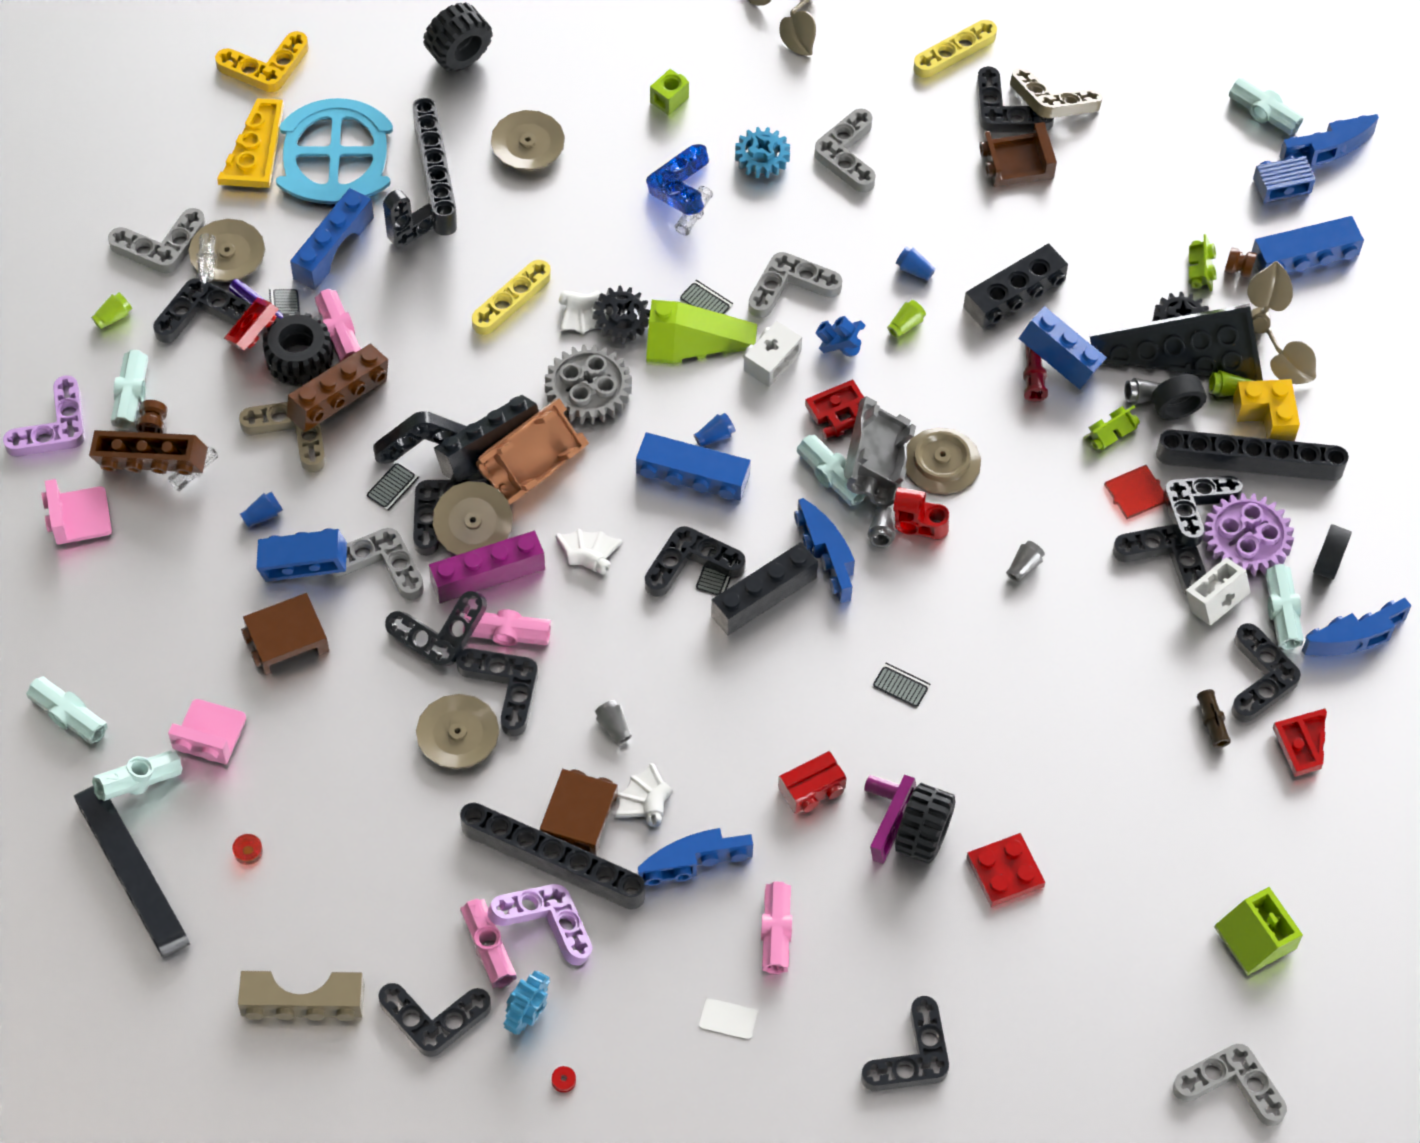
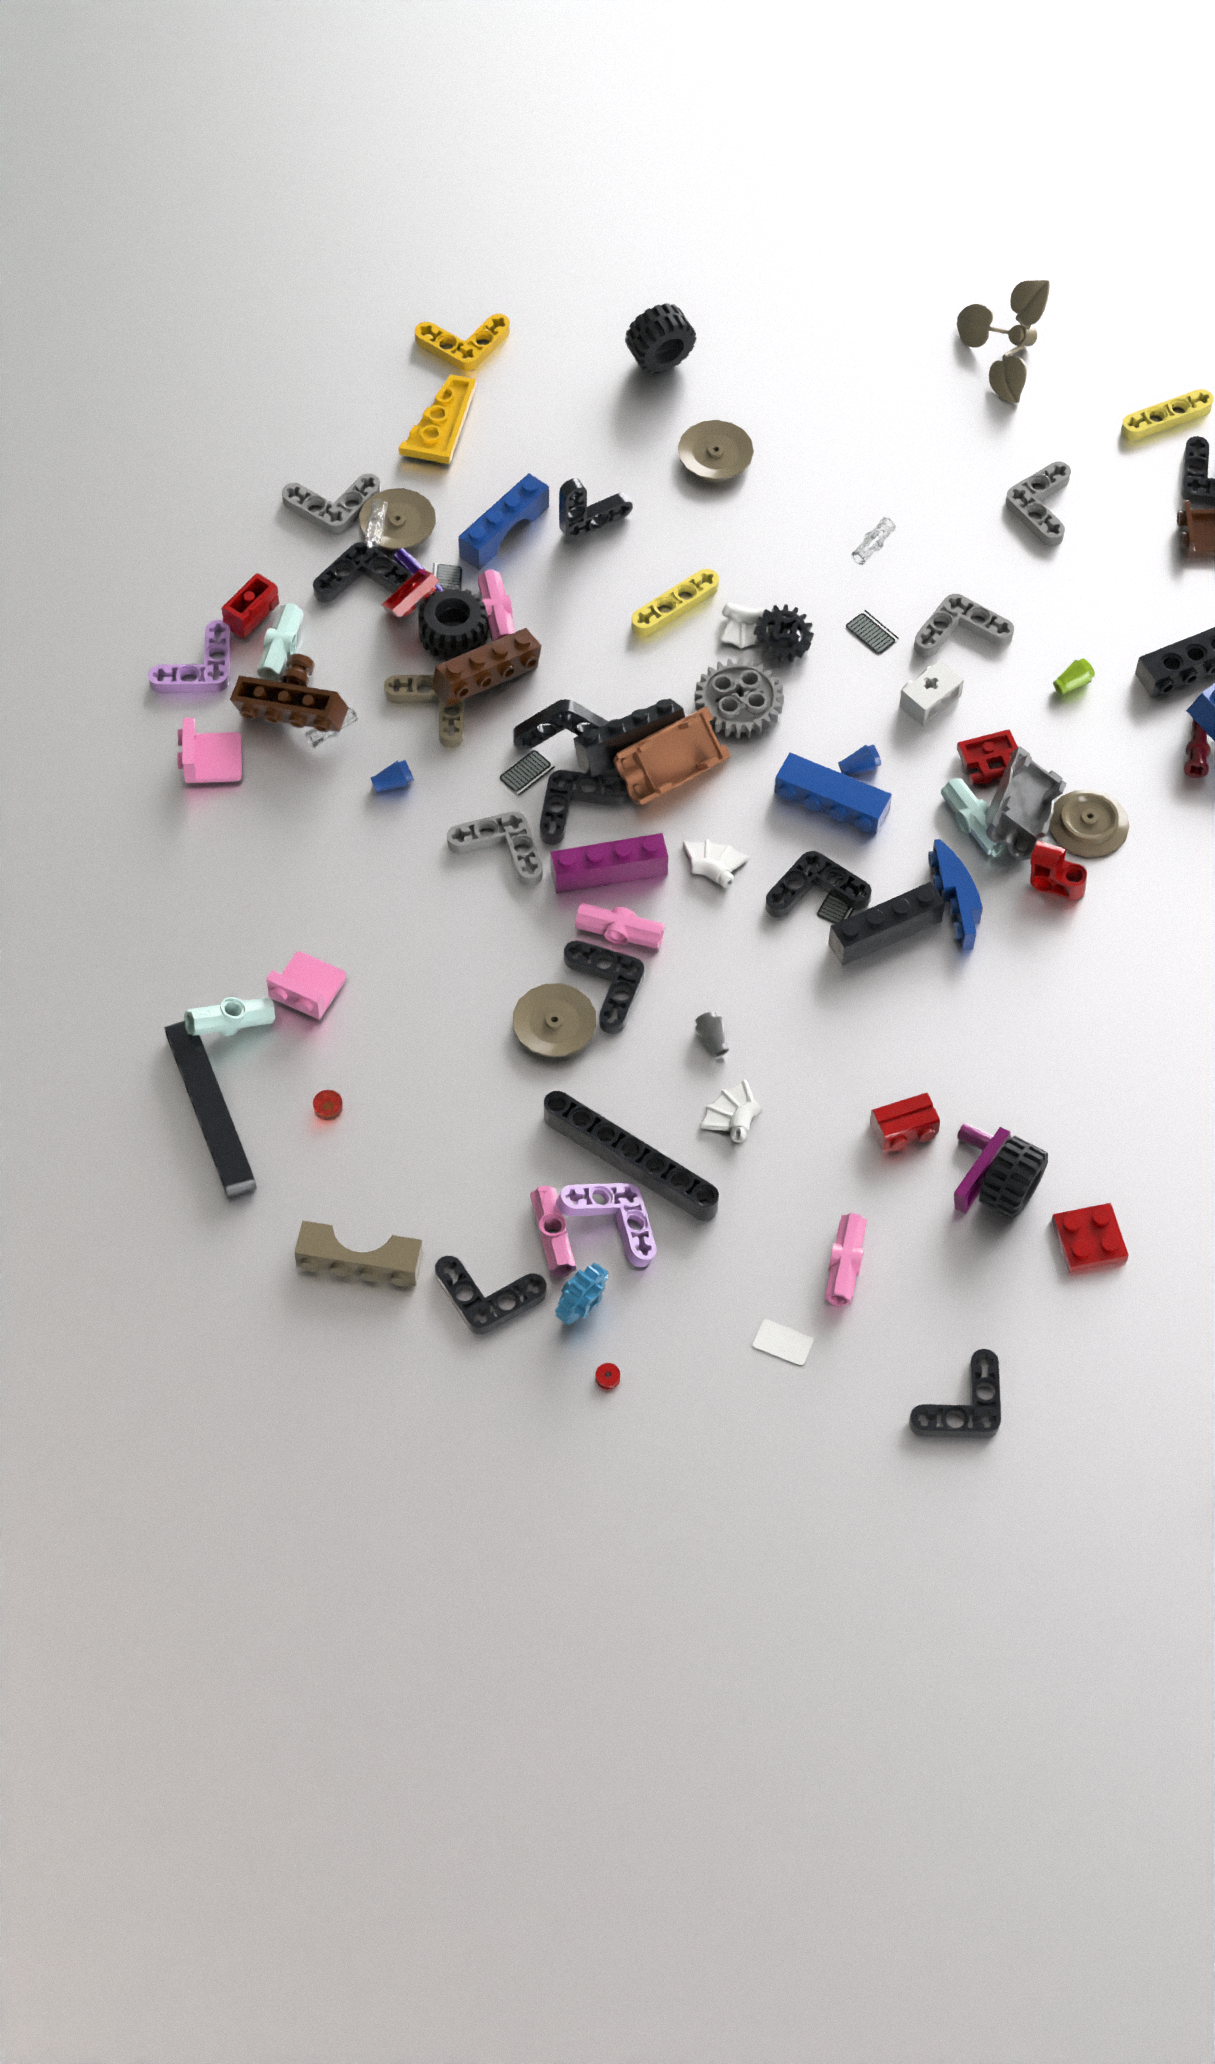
camera: 10 degrees right, 0 degrees up
(67, 710) = (170, 944): light aqua piece -> none
(94, 357) = (250, 605): none -> red brick
(112, 310) = (275, 562): lime cone -> none
(284, 631) = (396, 898): reddish brown panel -> none
(301, 555) = (425, 825): blue brick -> none
(337, 110) = (527, 396): medium azure window -> none
(434, 166) = (617, 463): black beam -> none
(445, 637) = (556, 926): black beam -> none
(467, 503) = (599, 798): dark tan piece -> none
(579, 809) = (665, 1113): reddish brown panel -> none
(669, 91) = (867, 420): lime brick -> none
(680, 859) = (761, 1175): blue slope -> none
(688, 331) = (848, 659): lime wedge -> none
(689, 162) = (857, 508): clear blue beam -> none
(762, 152) = (952, 492): dark azure gear -> none
(840, 336) = (1003, 684): blue hips -> none
(881, 529) = (1015, 882): flat silver cone -> none
(901, 685) = (1011, 1039): sticker -> none
(915, 263) = (1091, 622): blue cone -> none
(1026, 559) = (1160, 932): flat silver cone -> none

